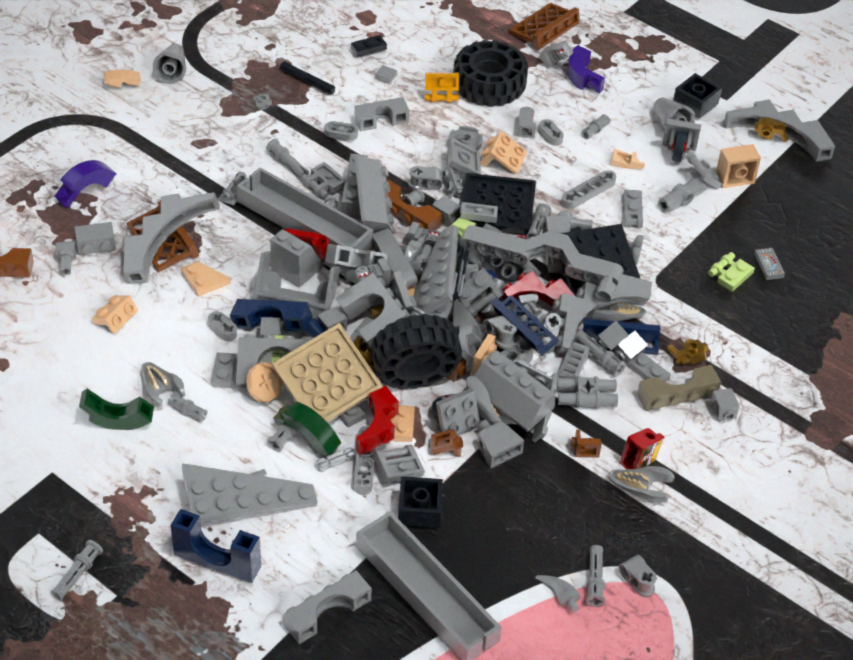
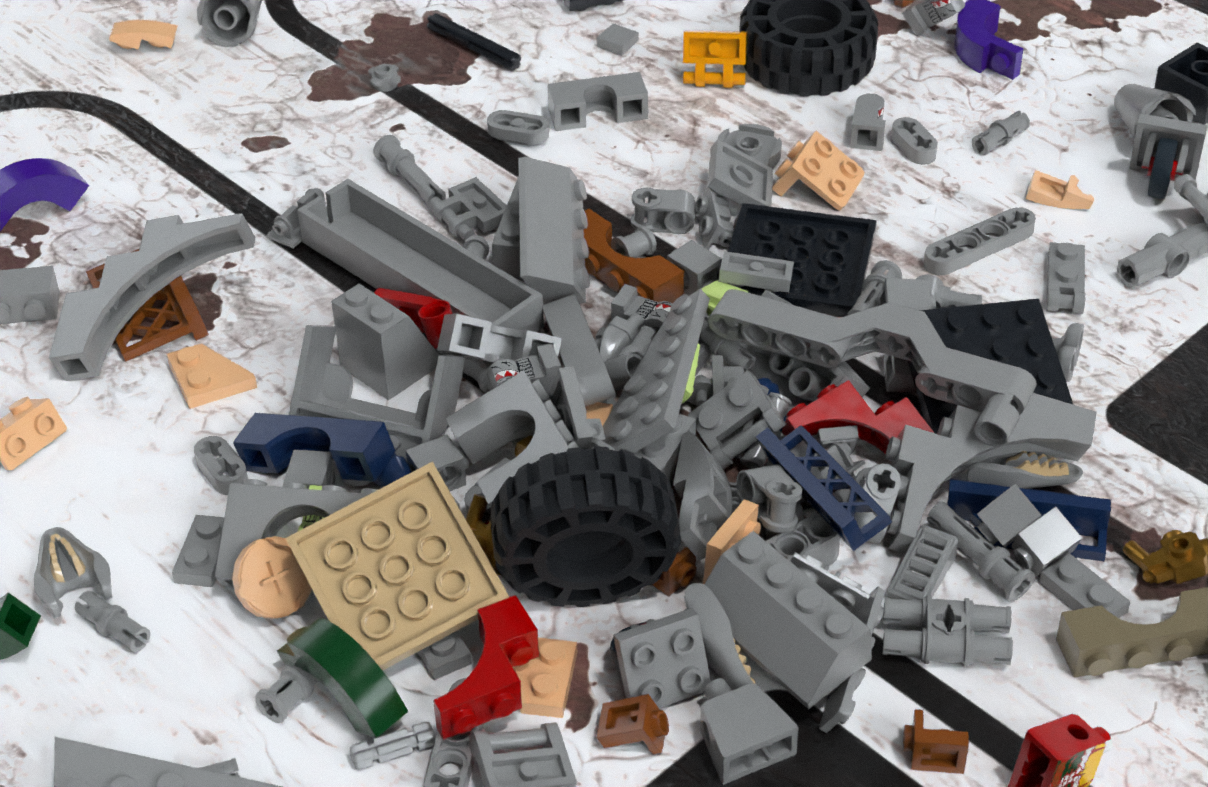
camera: 10 degrees right, 5 degrees down
(460, 269) = (701, 381): black axle -> none

